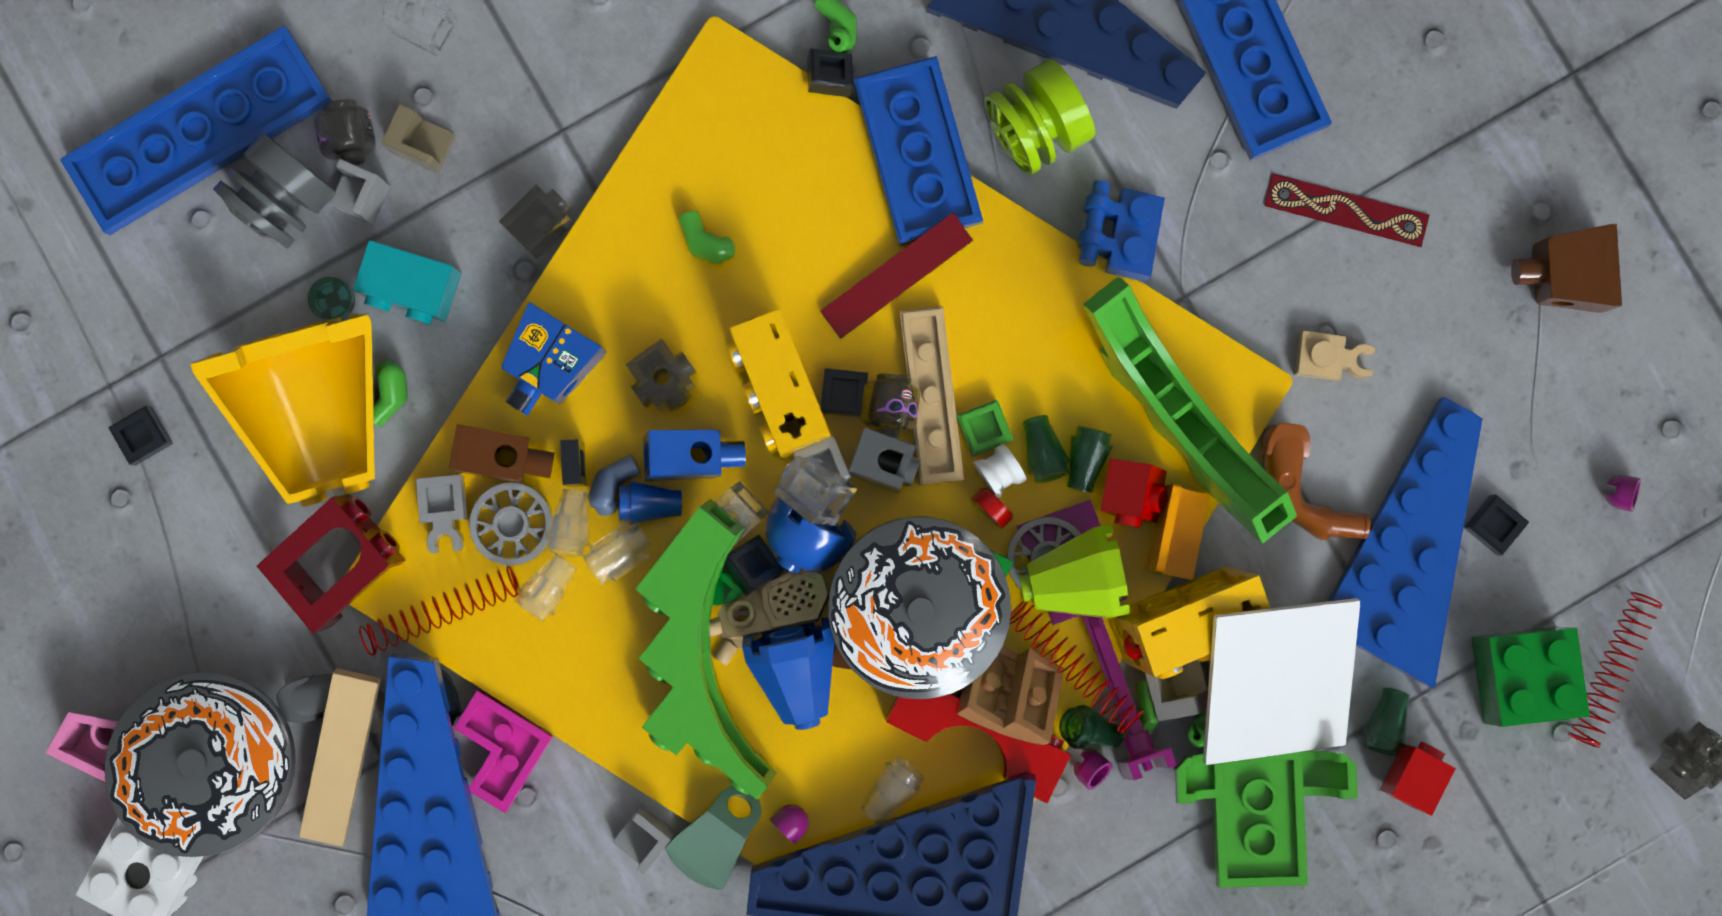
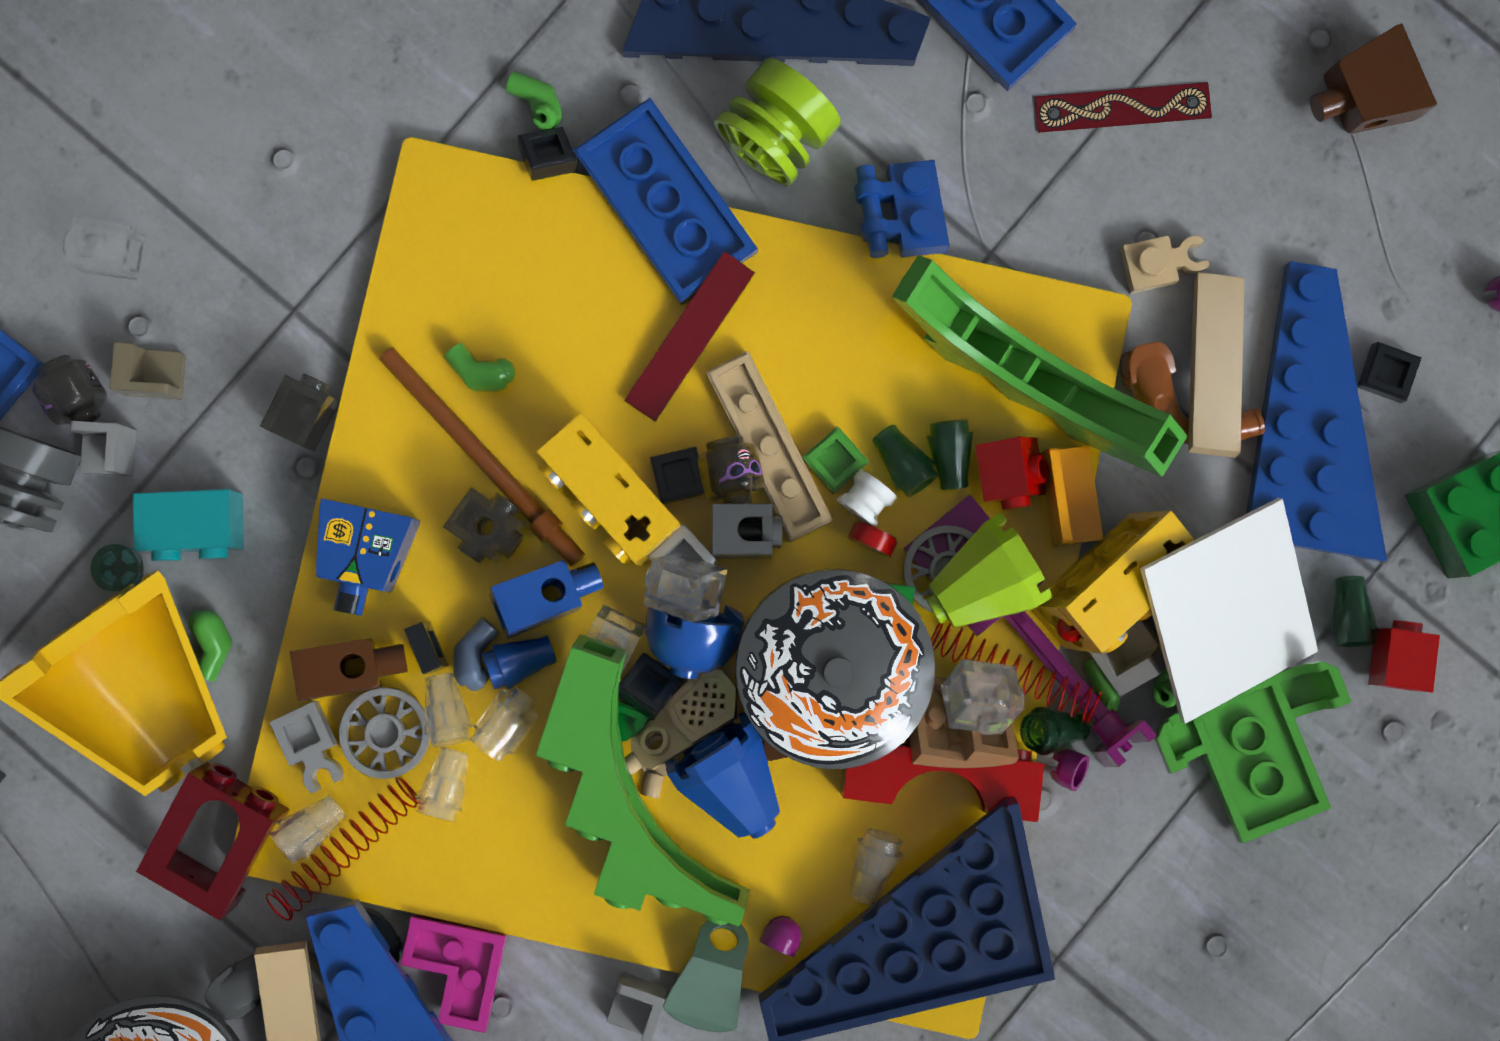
camera: 15 degrees left, 0 degrees up
(414, 582) = (307, 828): none -> clear cone
(712, 392) = (543, 523): none -> dark orange bar
(1038, 677) = (982, 697): none -> clear brick
(1346, 464) = (1216, 365): none -> tan tile

